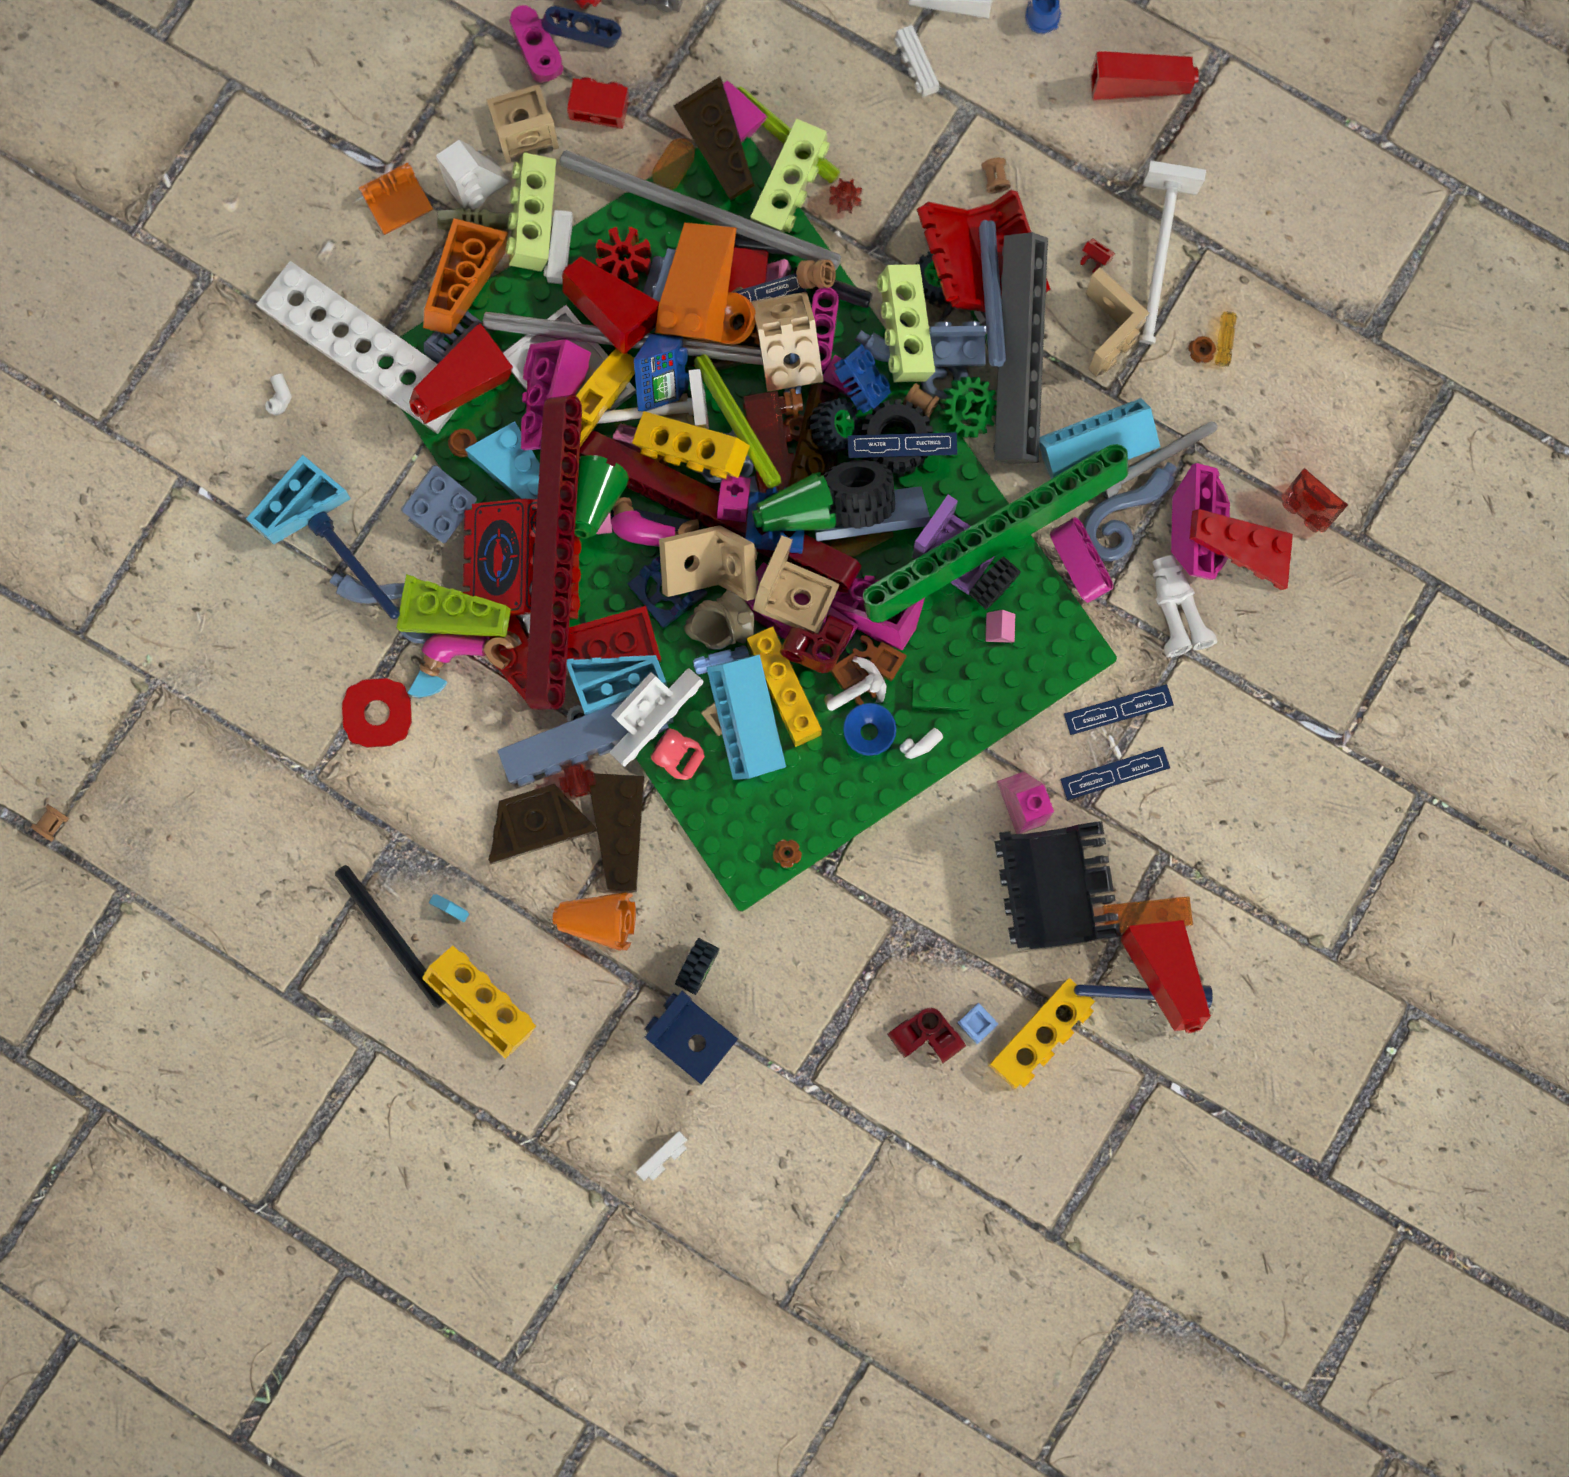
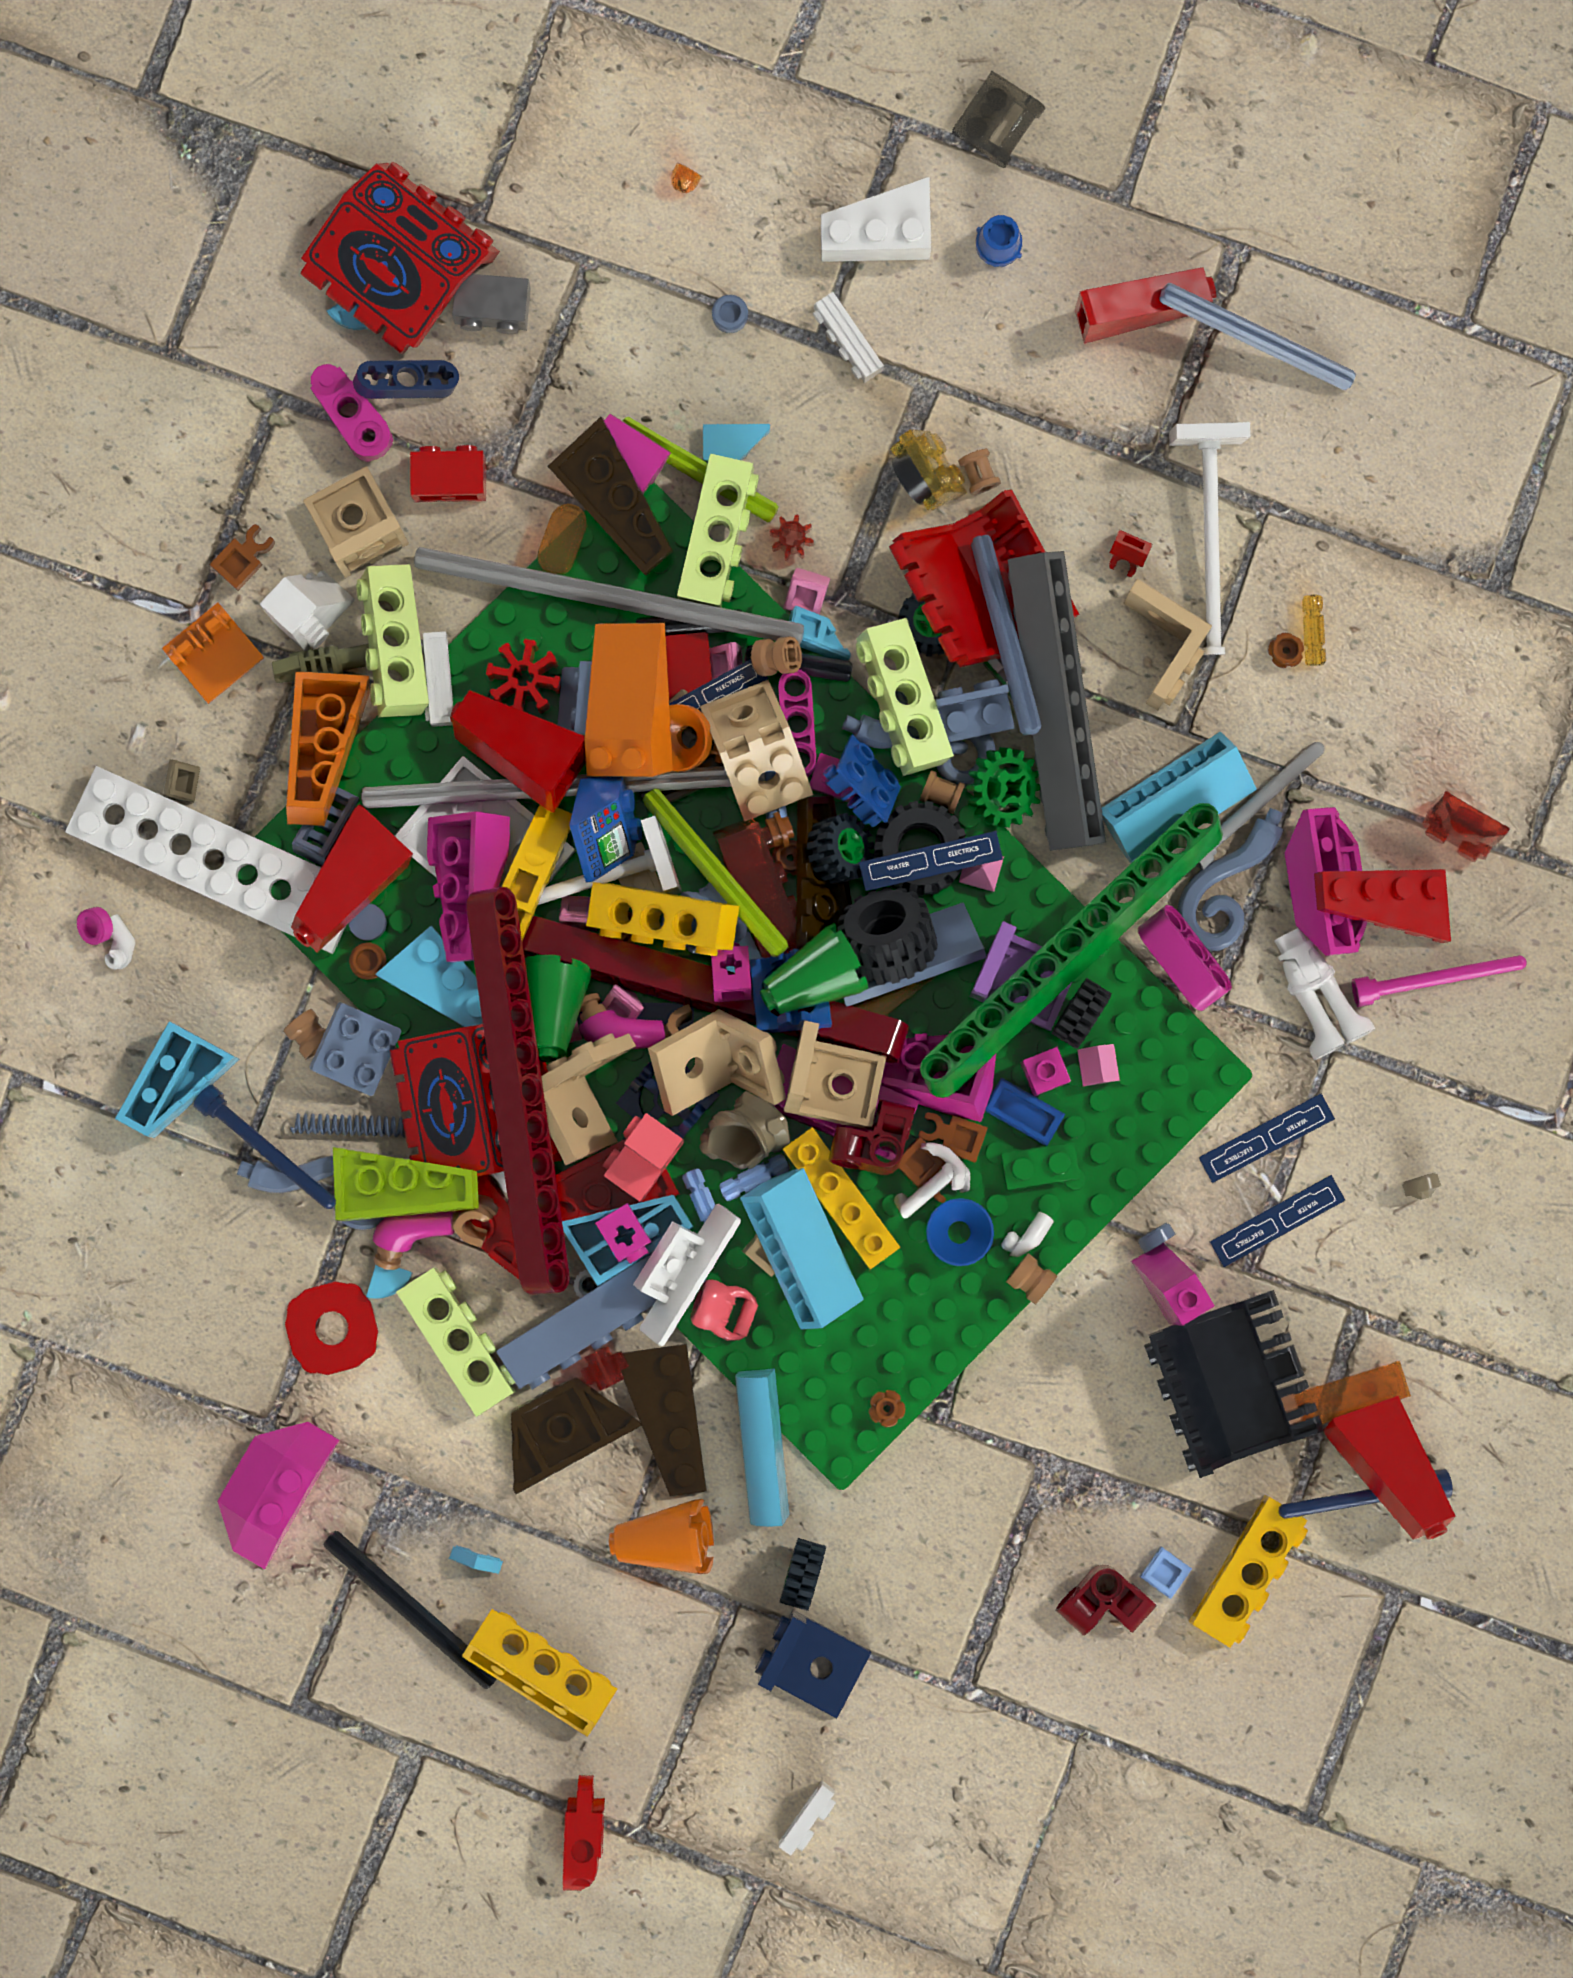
camera: 10 degrees left, 5 degrees up
(263, 378) = (94, 925): none -> dark pink tile
(305, 823) = (272, 1488): none -> dark pink wedge
(351, 286) = (181, 781): none -> dark tan slope
(403, 484) = (306, 1033): none -> medium nougat wheel
(416, 565) = (349, 1126): none -> sand blue piece
(430, 135) = (239, 561): none -> dark orange plate
(447, 700) = (417, 1299): none -> yellowish green brick
(468, 415) = (369, 923): none -> sand blue tile
(486, 1136) = (583, 1836): none -> red piece
(593, 569) = (570, 1096): none -> tan bracket
(606, 664) = (609, 1227): none -> dark pink brick
(641, 623) = (643, 1158): none -> coral brick
(648, 508) = (623, 1002): none -> bright pink slope
(677, 664) = (699, 1194): none -> light blue axle
(686, 863) = (762, 1447): none -> medium azure brick
(817, 116) = (732, 439): none -> medium azure tile
(832, 28) = (730, 313): none -> sand blue tile
(848, 240) = (807, 591): none -> bright pink slope
(851, 270) = (819, 634): none -> medium azure tile
(917, 776) = (1031, 1279): none -> medium nougat wheel
(936, 651) = (1024, 1112): none -> blue tile
(940, 467) = (982, 876): none -> bright pink slope
(955, 165) = (925, 469): none -> clear yellow piece
(958, 622) = (1045, 1071): none -> dark pink brick
(1019, 765) = (1156, 1237): none -> sand blue tile
(1218, 612) = (1368, 990): none -> dark pink piece
(1223, 114) = (1257, 336): none -> sand blue axle
(1231, 766) = (1422, 1186): none -> dark tan tile

